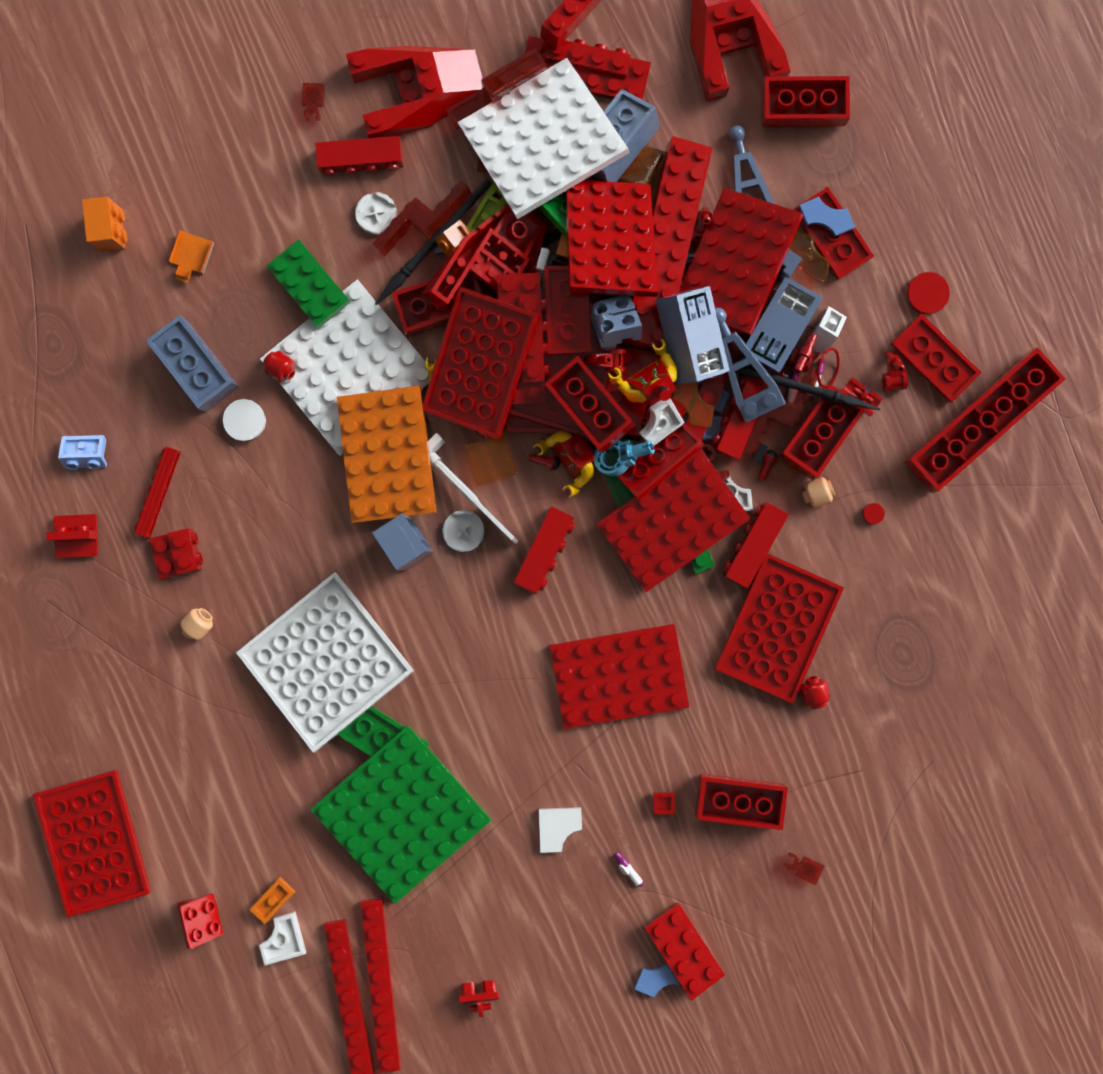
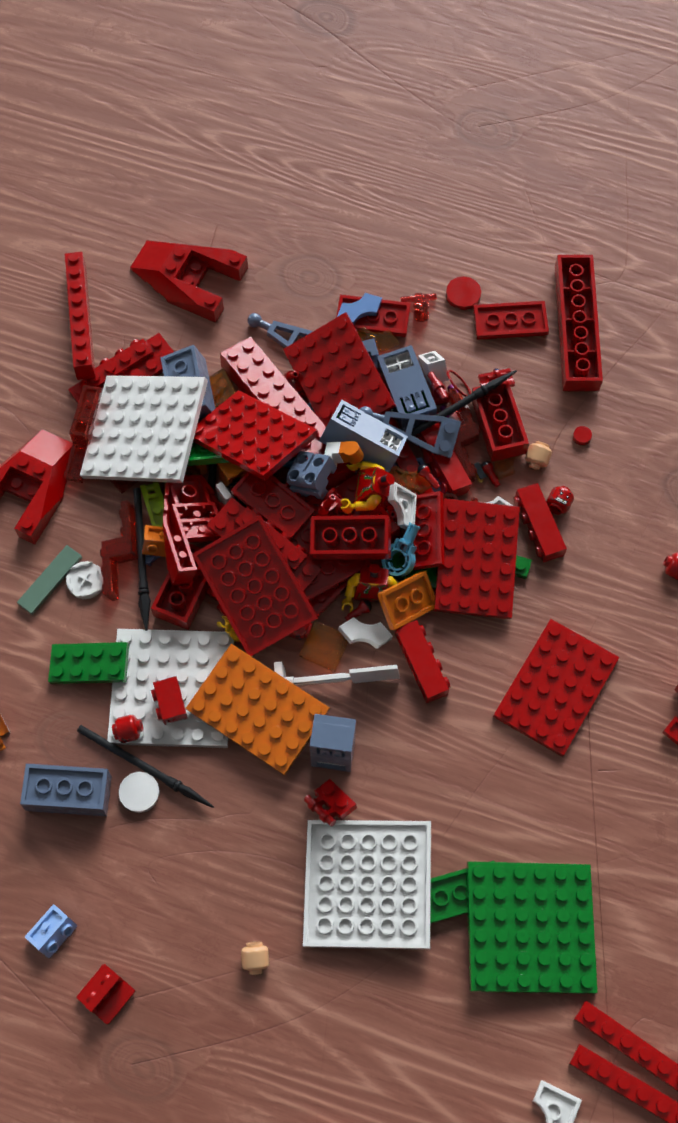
camera: 50 degrees left, 20 degrees down
(157, 492) = (131, 902): red piece -> none
(176, 553) = (188, 927): red plate -> none
(272, 435) = (168, 780): none -> black piece
(272, 900) = (518, 1088): orange plate -> none
(330, 378) = (169, 699): none -> red hinge
(350, 184) = (49, 580): none -> sand green tile
(359, 154) = (36, 556): red brick -> none
(369, 579) = (334, 798): none -> red plate
(463, 531) = (359, 705): white tile -> none
(534, 491) = (359, 632): none -> white tile
(556, 825) = (633, 821): white tile -> none
(583, 495) = (407, 600): none -> orange plate
(659, 331) = (344, 452): none -> orange leg
(710, 411) = (424, 471): none -> red piece
(779, 628) = (612, 555): red plate -> none
(791, 545) = (560, 500): none -> red head
(805, 101) = (273, 264): red brick -> none
(880, 266) = (420, 304): none -> clear red piece
(895, 375) = (501, 350): red piece -> none

